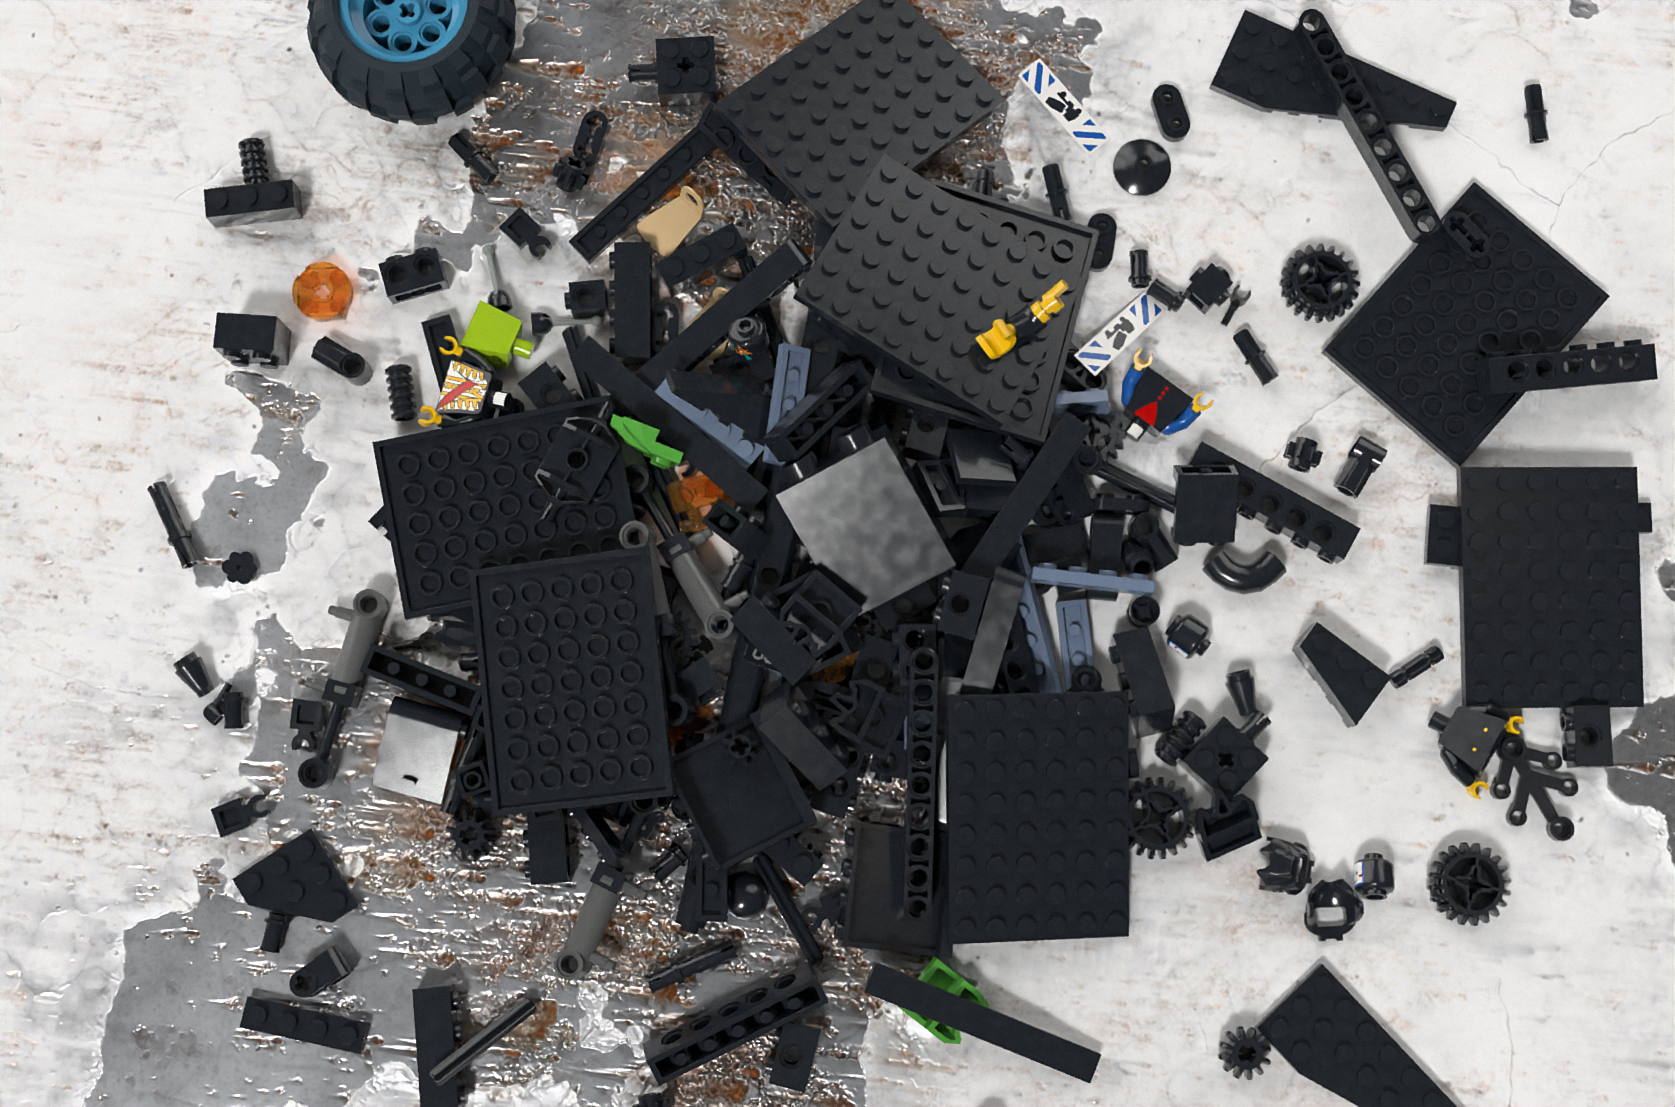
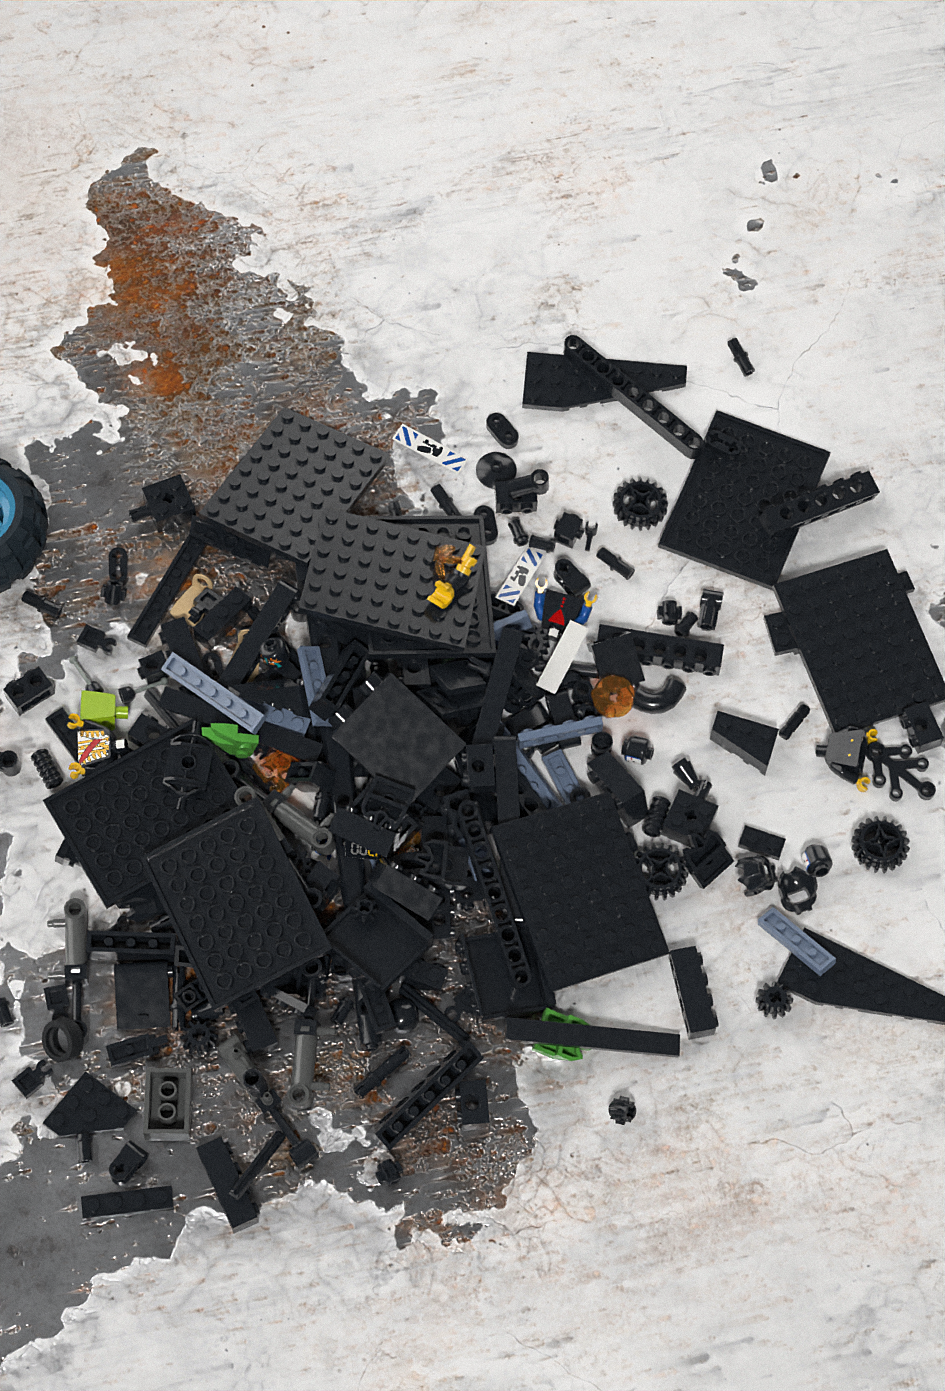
camera: 20 degrees left, 15 degrees down
(291, 780) = (51, 1042): none -> black tyre
(384, 821) = (135, 1049): none -> black hinge
(397, 915) = (168, 1104): none -> dark grey brick
(503, 934) = (250, 1077): none -> black piece
(526, 947) = (236, 1057): none -> piece
(646, 370) = (214, 693): none -> sand blue plate
(684, 230) = (203, 604): none -> black plate
(1023, 282) = (443, 556): none -> clear orange plant
(1134, 471) = (562, 657): none -> white sticker
(1138, 1003) = (692, 992): none -> black brick
(1170, 212) = (506, 505): none -> black brick
(1173, 209) = (527, 484): none -> black piece
(1187, 364) = (573, 580): none -> black piece
(1196, 561) = (601, 696): none -> clear orange plate
(1304, 985) = (796, 941): none -> sand blue plate
(1308, 822) = (761, 842): none -> black plate
(1313, 482) = (683, 628): none -> black pin

